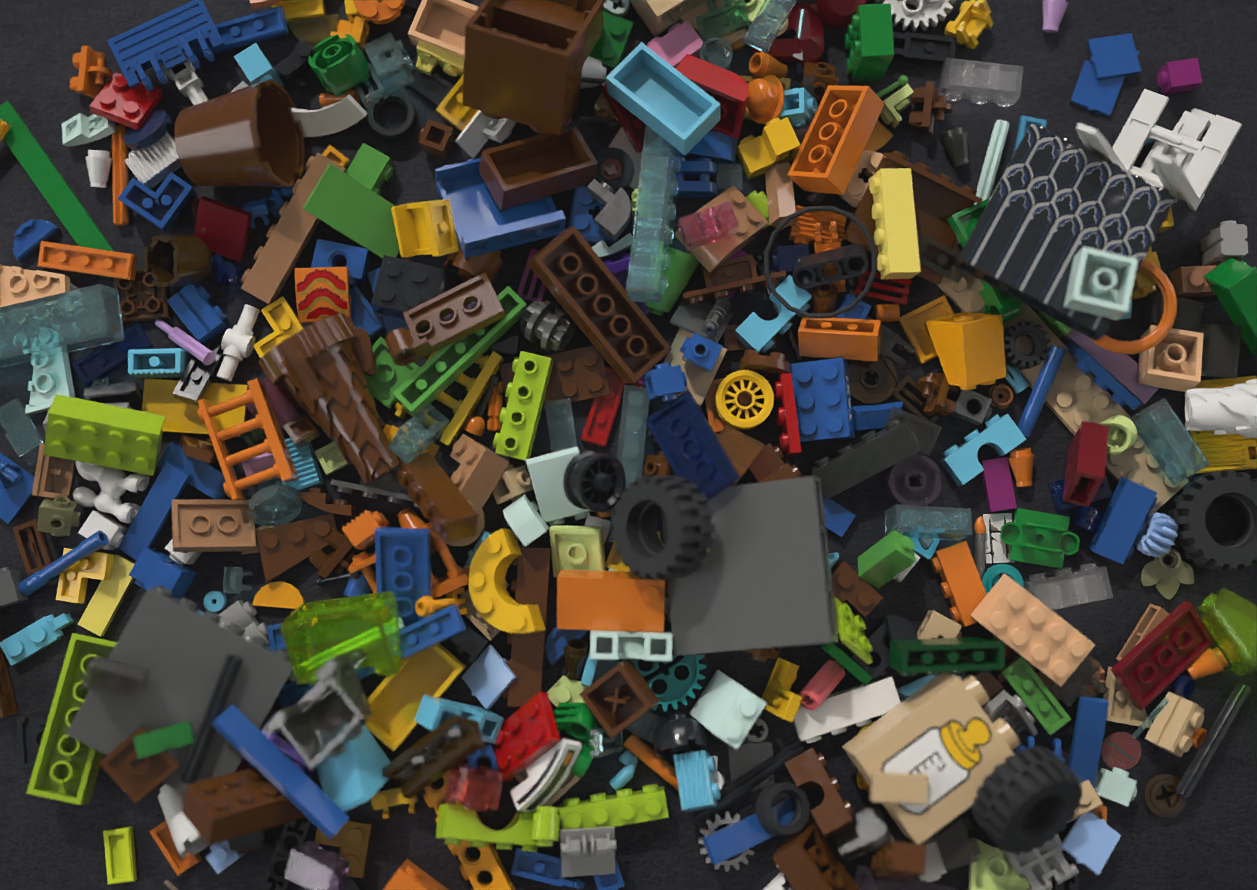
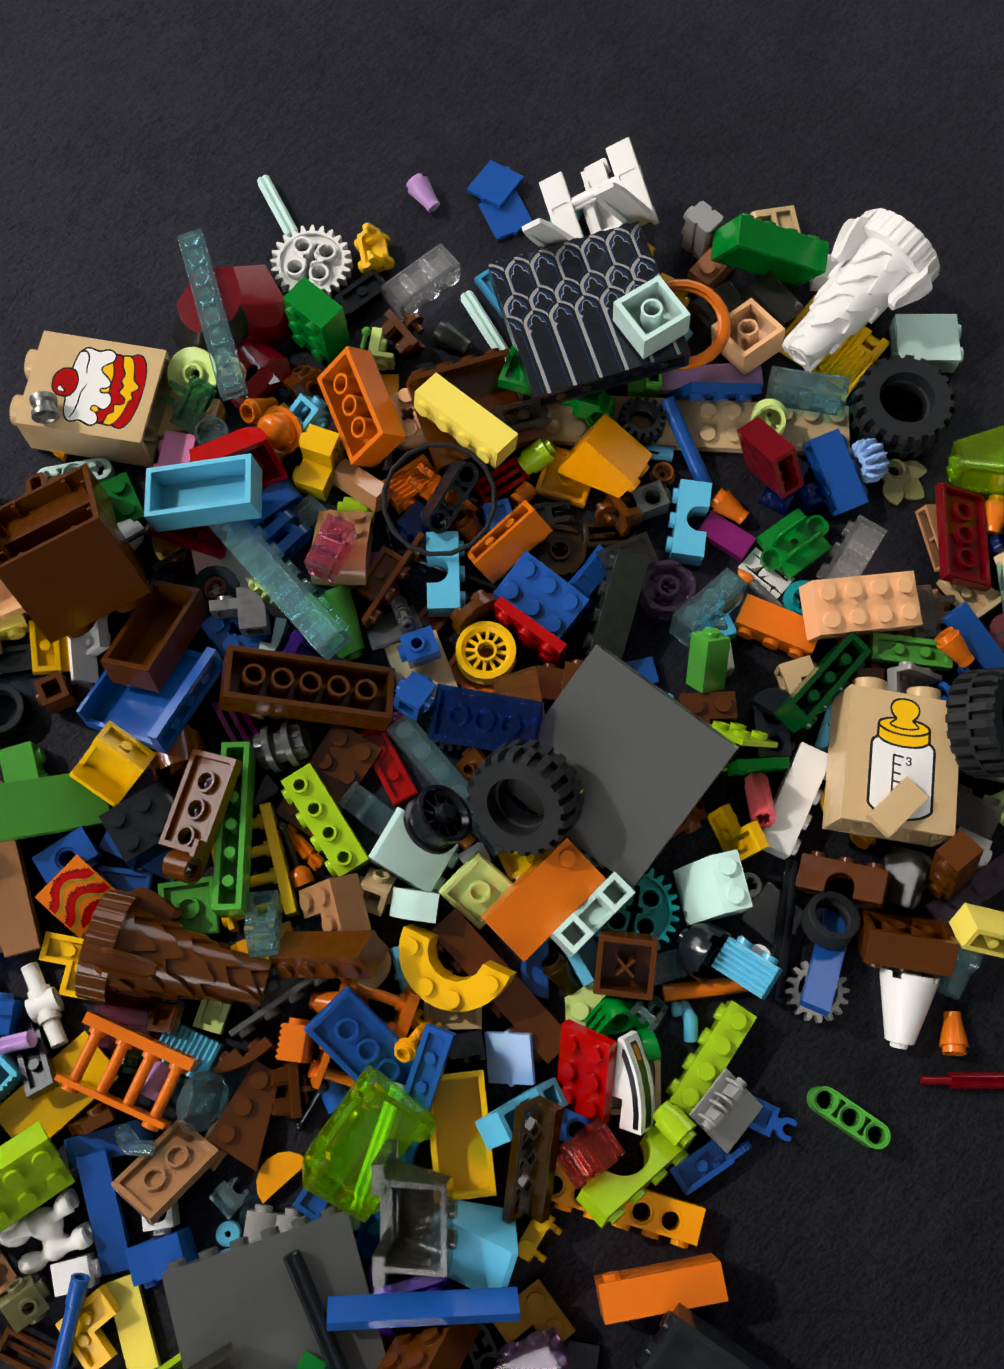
camera: 50 degrees left, 10 degrees down
(207, 487) = (131, 1144): none -> clear light blue arm
(925, 295) = (537, 456): none -> lime brick
(1066, 723) = (954, 646): none -> orange cone
(1179, 76) = (553, 155): magenta brick -> none

